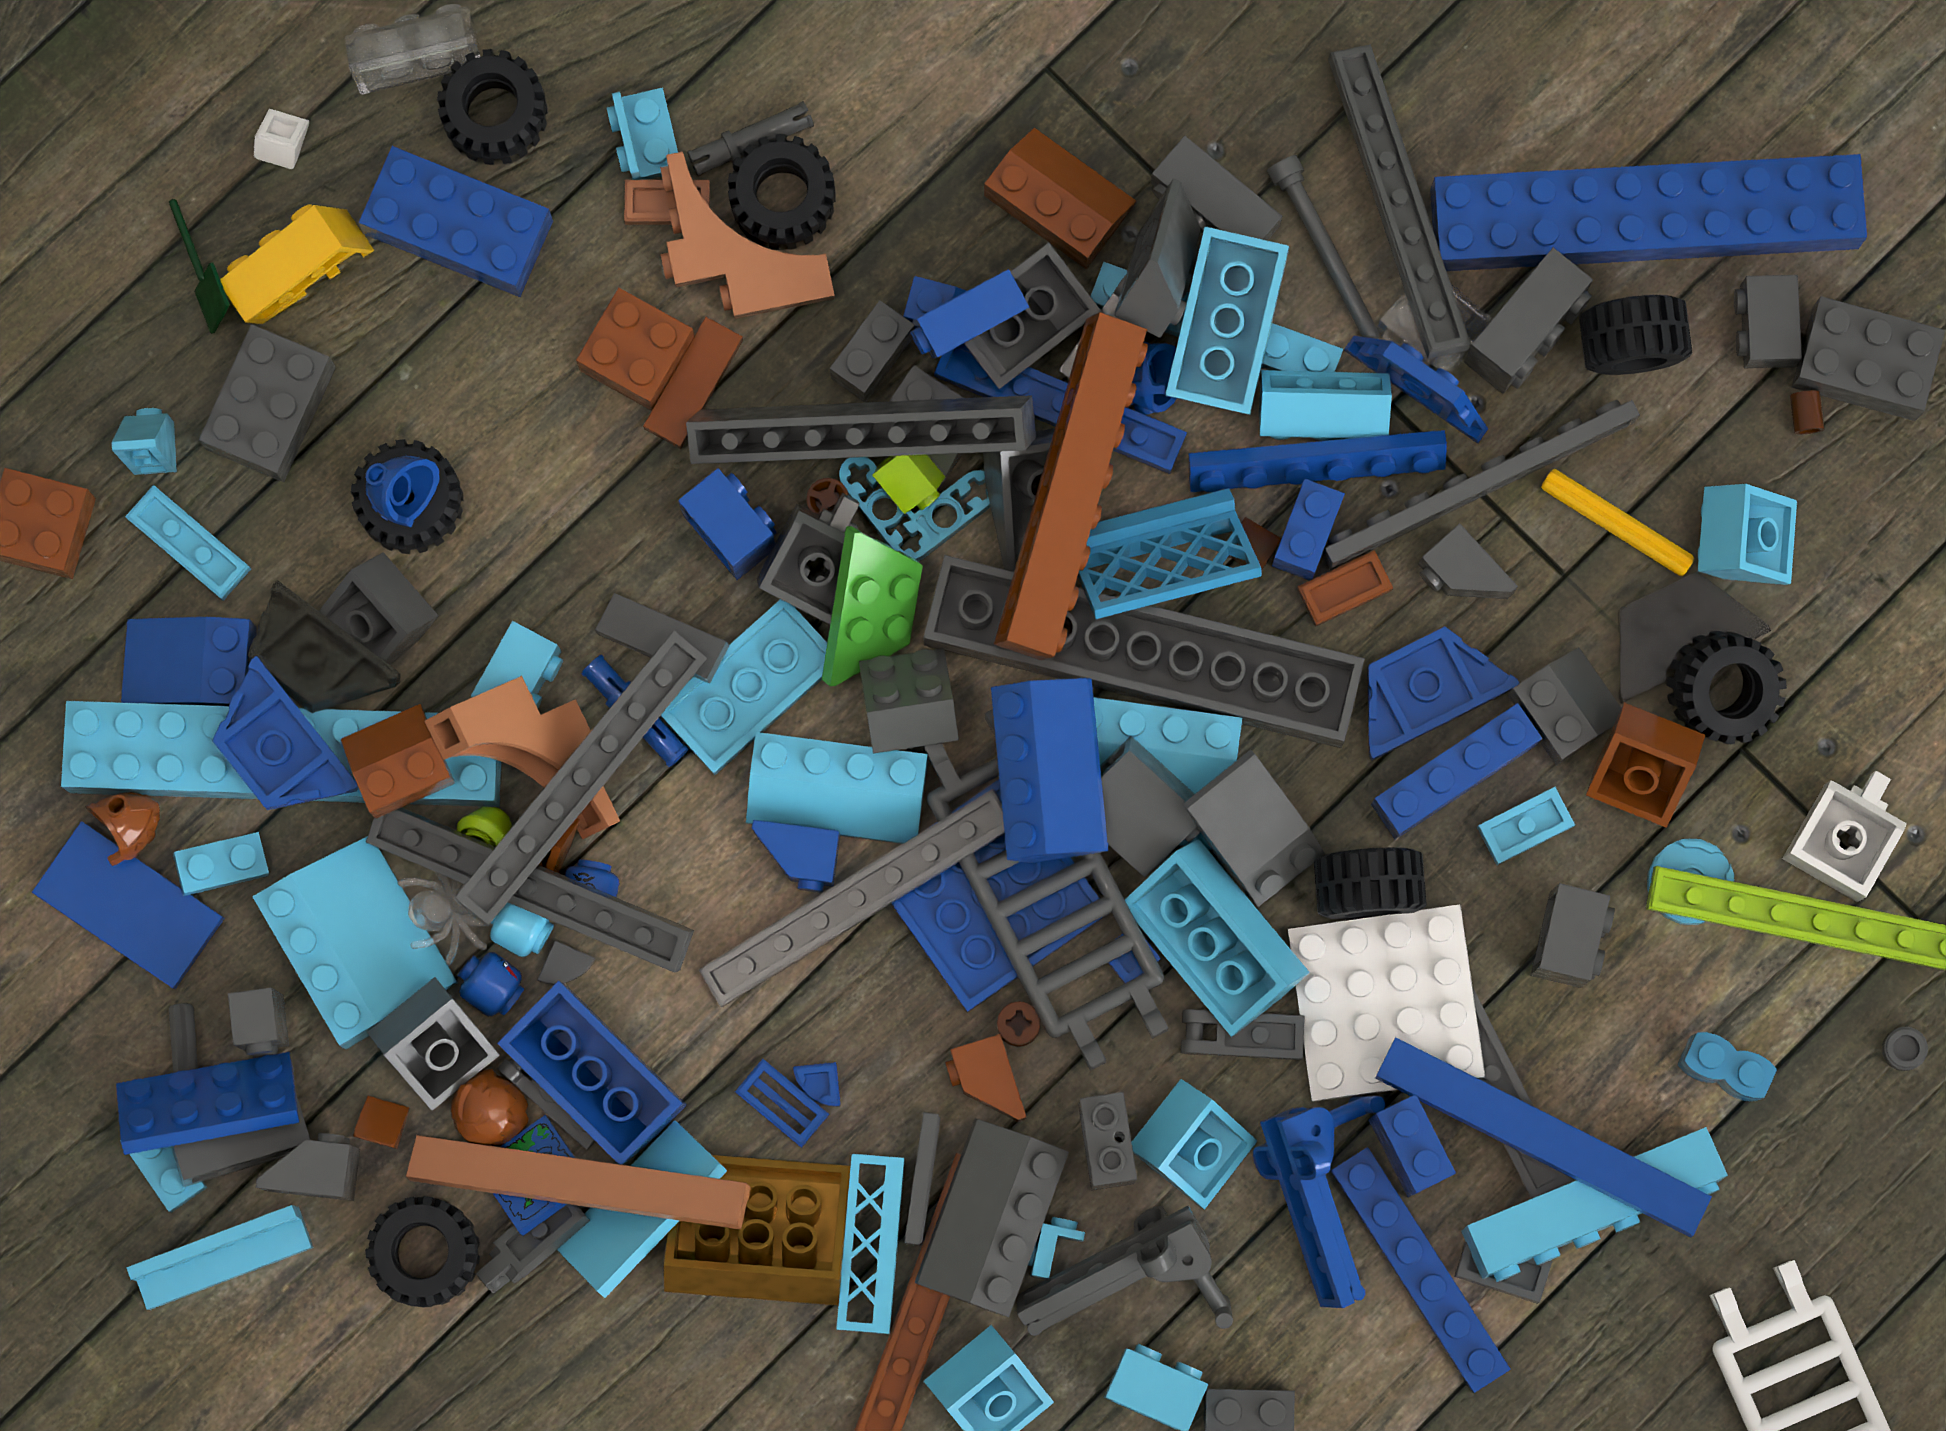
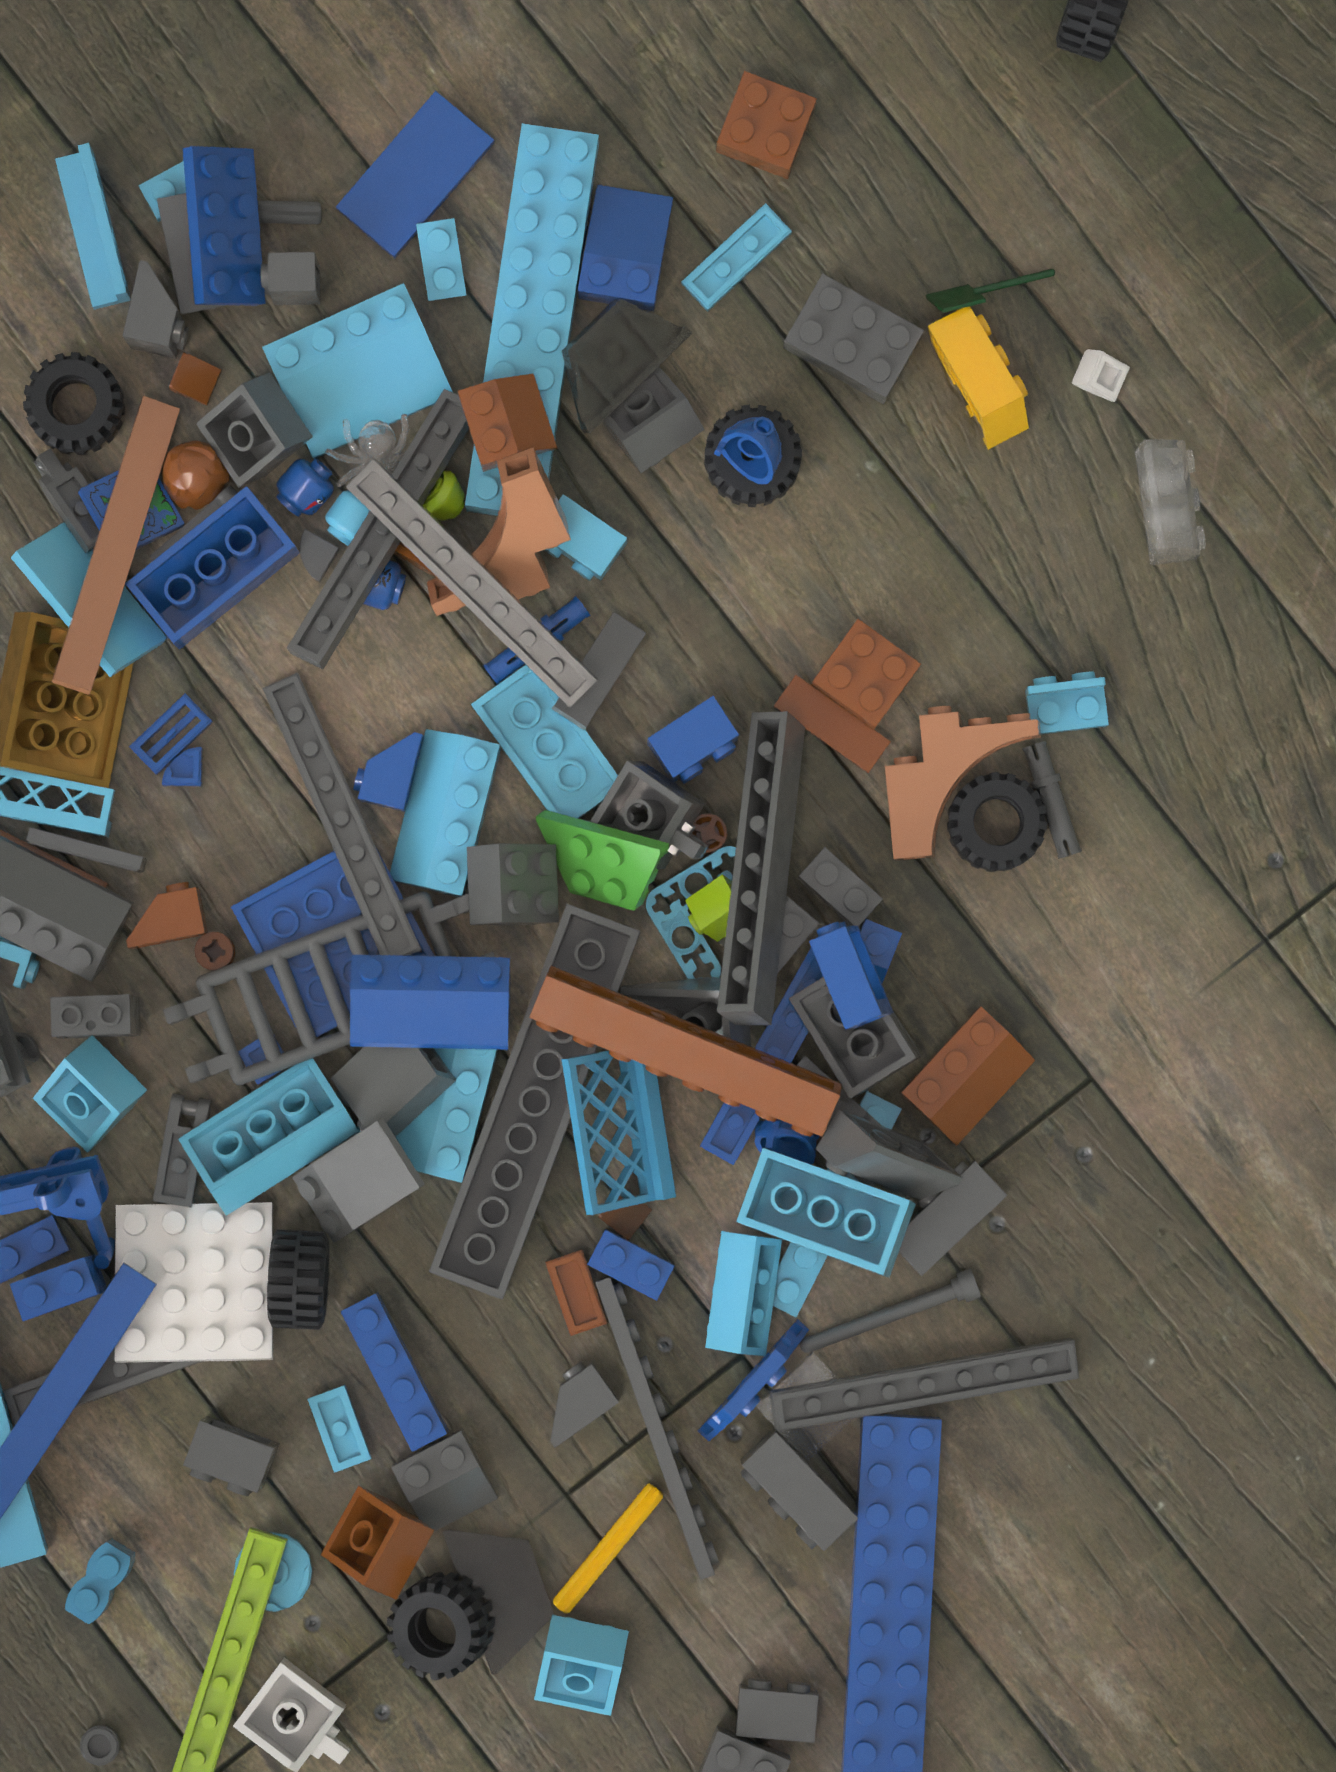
camera: 90 degrees right, 5 degrees up
(131, 821) = (486, 180): dark orange helmet -> none
(146, 442) = (829, 227): medium azure slope -> none
(277, 745) = (533, 316): blue wing -> none
(456, 221) = (1002, 524): blue brick -> none
(484, 74) = (1120, 538): black tyre -> none
(649, 203) = (1002, 699): nougat tile -> none
(1317, 461) = (693, 1270): blue plate -> none
(1427, 688) = (475, 1355): blue wing -> none
(1635, 334) = (773, 1585): black tyre -> none
(1807, 412) = (689, 1735): reddish brown hinge -> none

